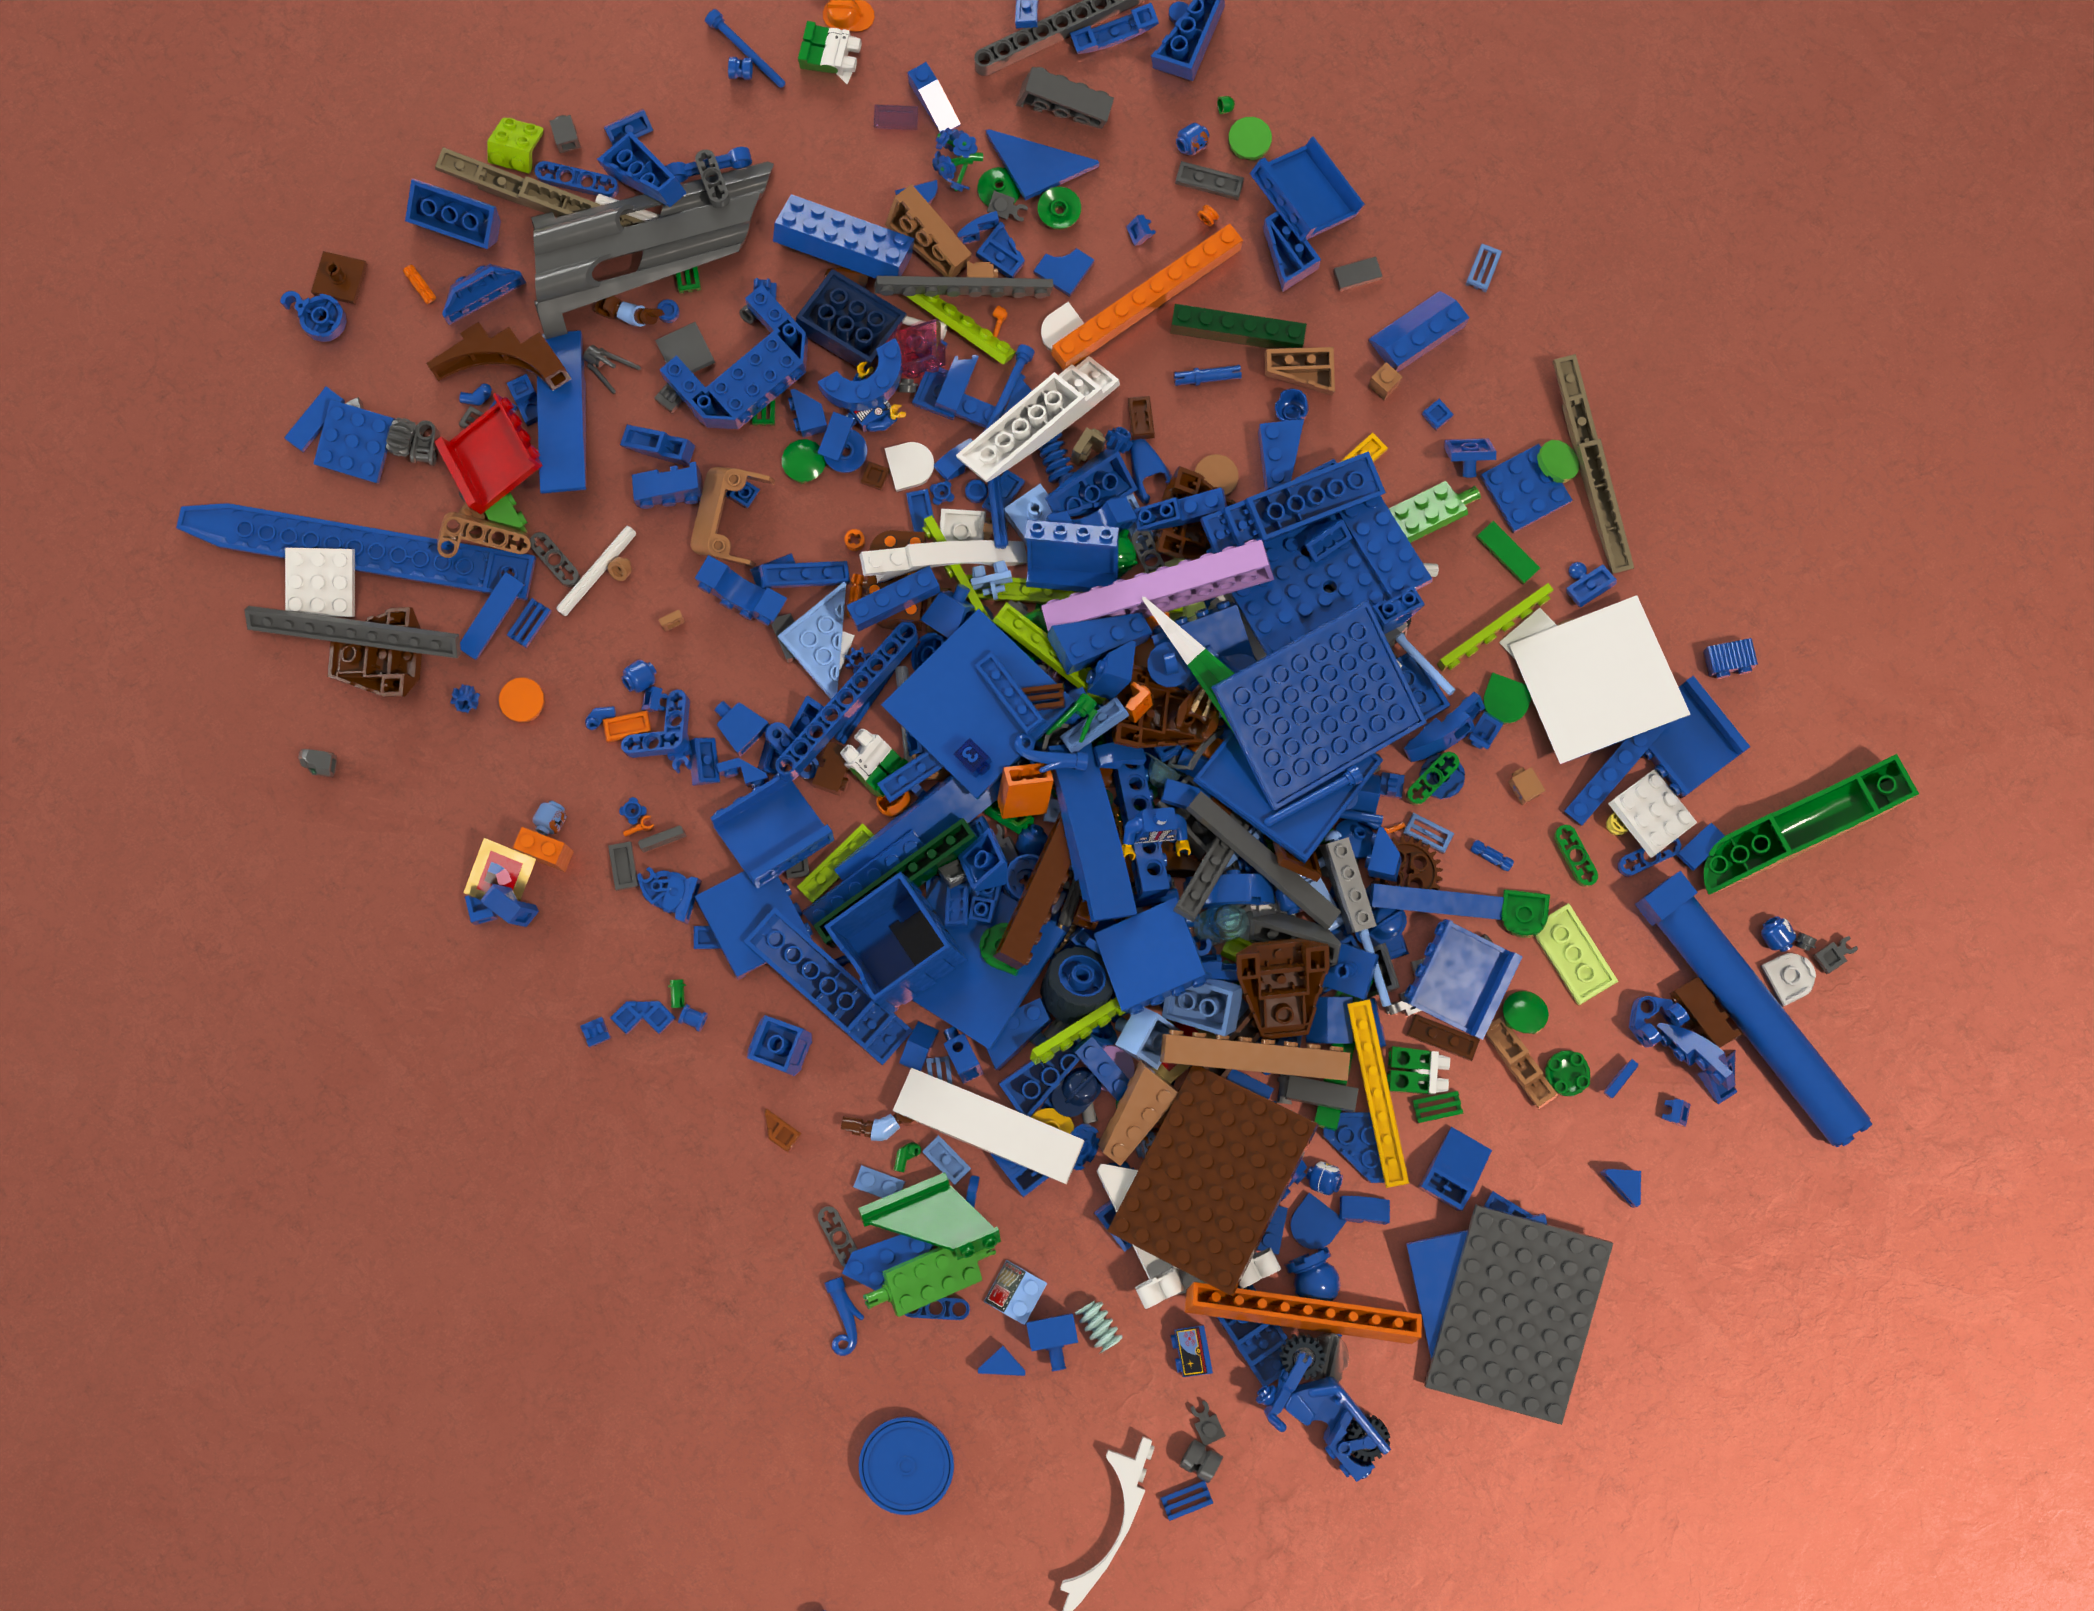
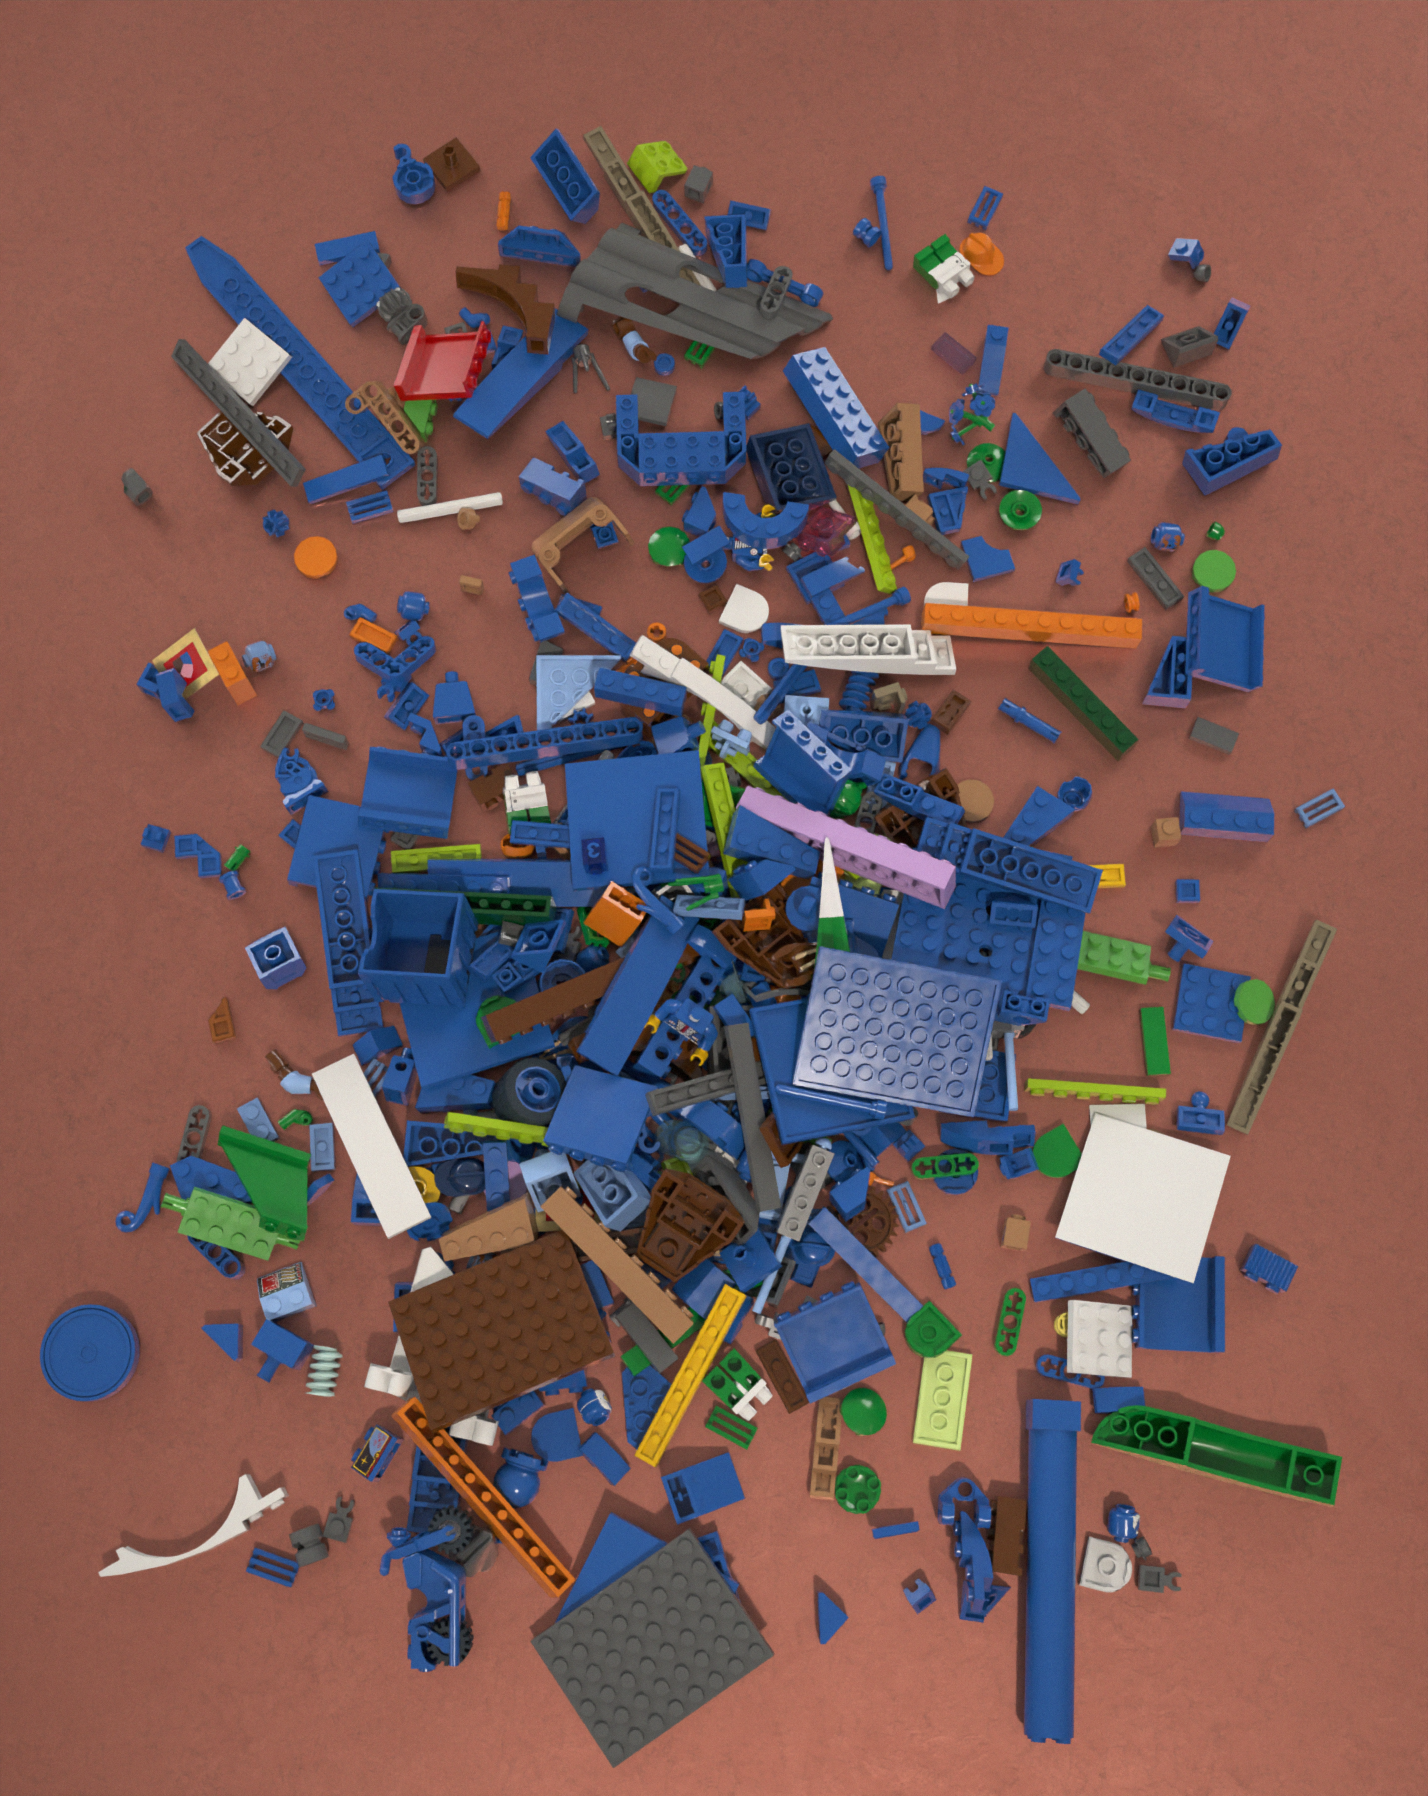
camera: 40 degrees right, 5 degrees down
(639, 827) = (318, 715): orange hand -> none
(1303, 367) = (1108, 770): medium nougat wedge -> none

